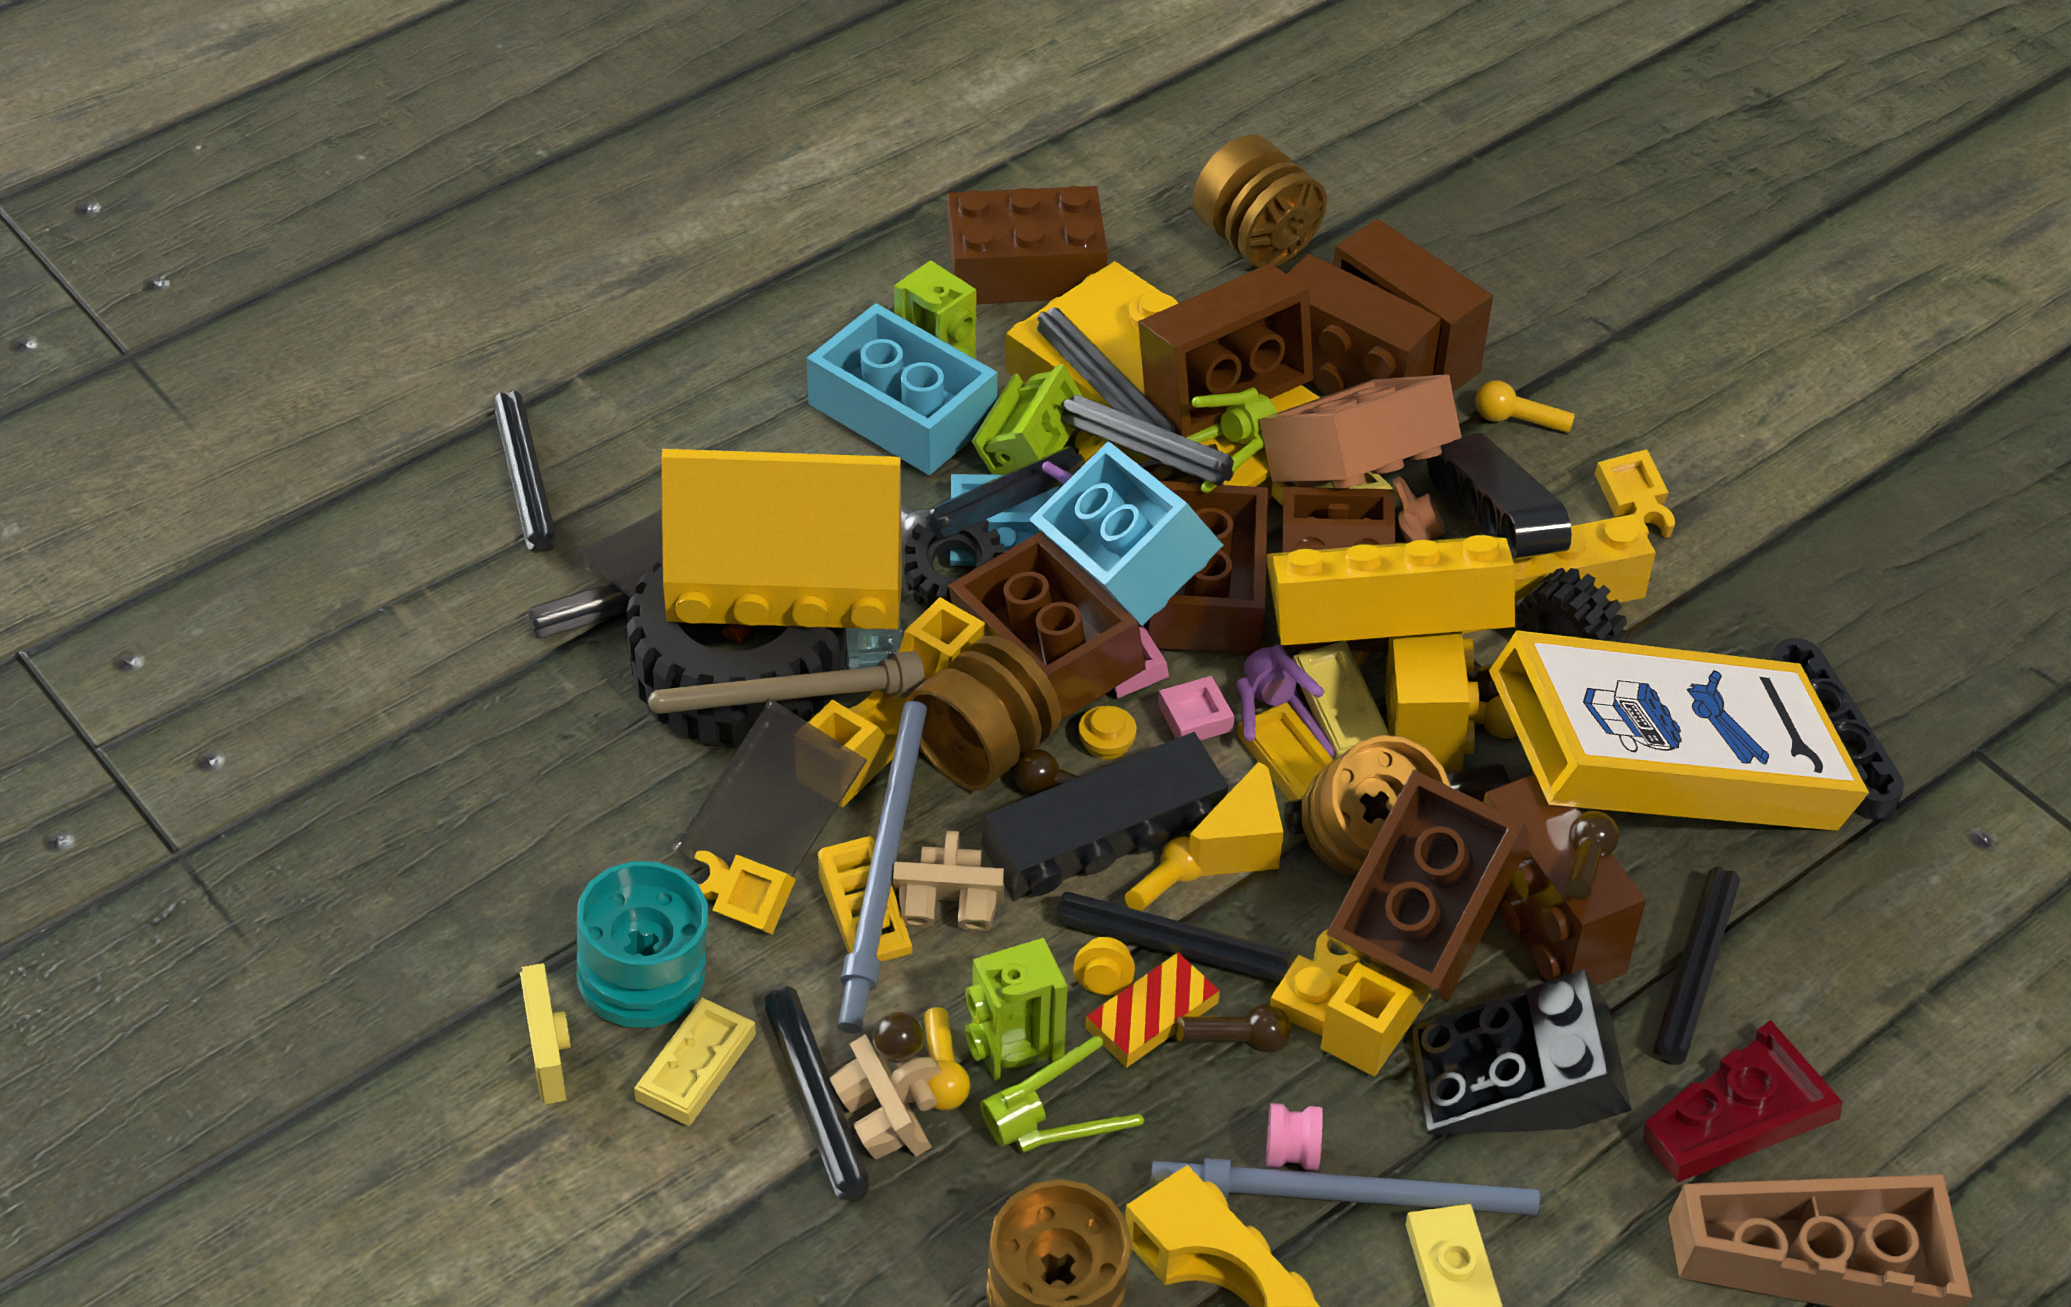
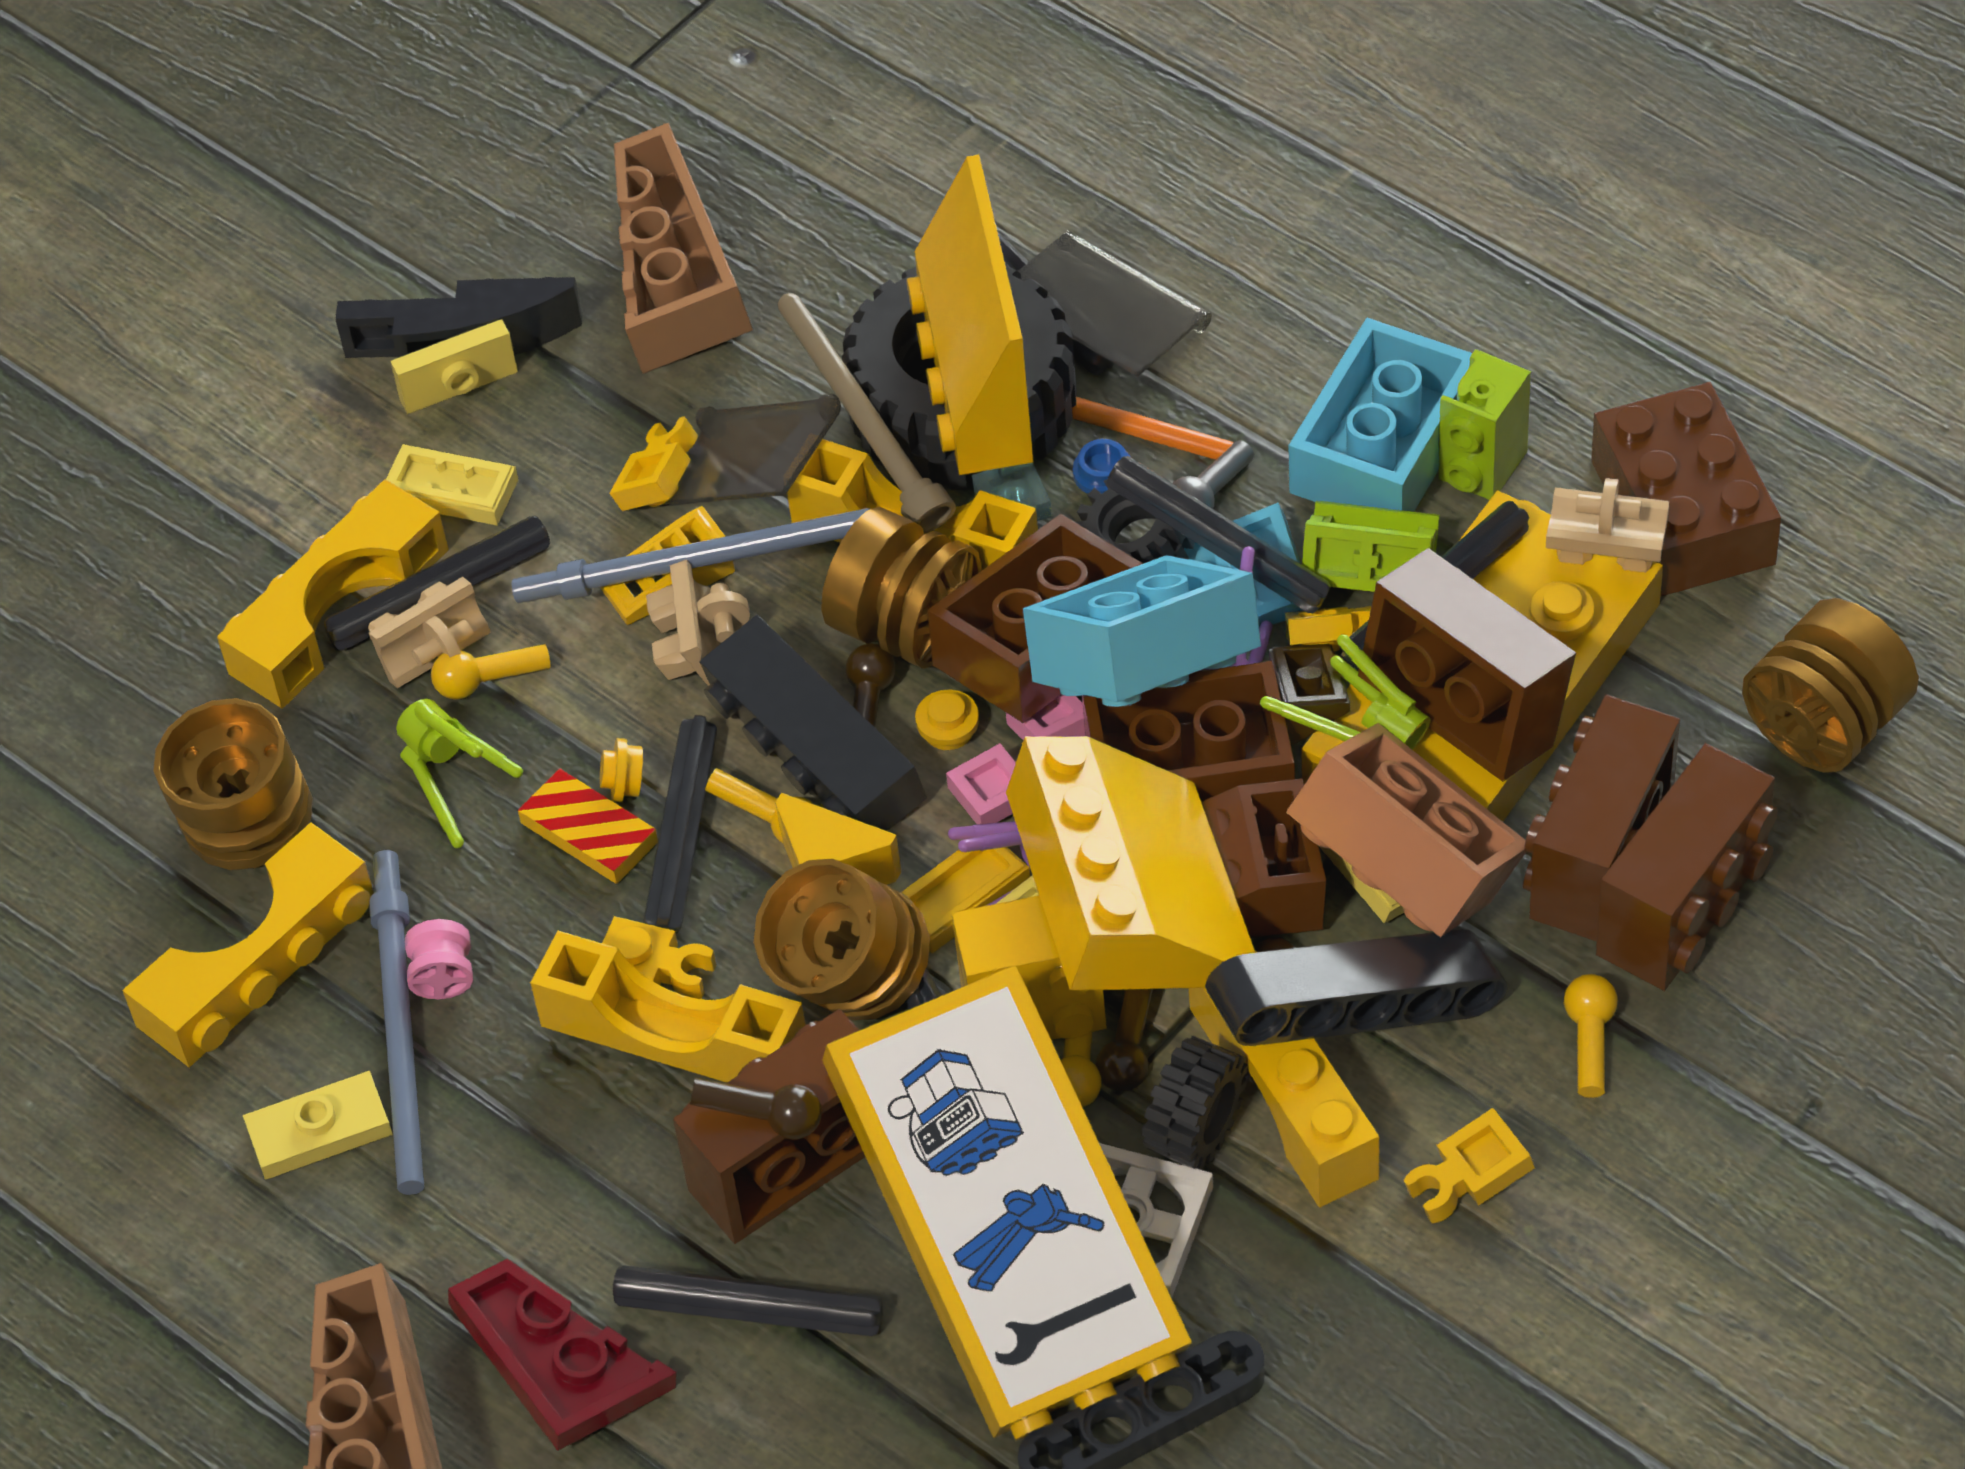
camera: 85 degrees right, 5 degrees up
(476, 826) = (673, 264): none -> medium nougat wedge
(489, 1027) = (530, 308): none -> black slope
(524, 471) = (1182, 162): black axle -> none
(641, 944) = (547, 396): teal wheel -> none
(855, 1226) = (374, 545): none -> yellow arch
(898, 1037) = (462, 602): dark brown bar -> none
(1017, 1007) = (527, 690): lime hinge -> none
(1091, 264) = (1608, 526): none -> tan hips
(1147, 440) = (1320, 643): axle -> none
(1263, 1029) = (584, 916): dark brown bar -> none
(1419, 515) = (1329, 917): nougat plate -> none
(1430, 885) = (695, 974): reddish brown brick -> none
(1522, 1062) = (571, 1148): black slope -> none

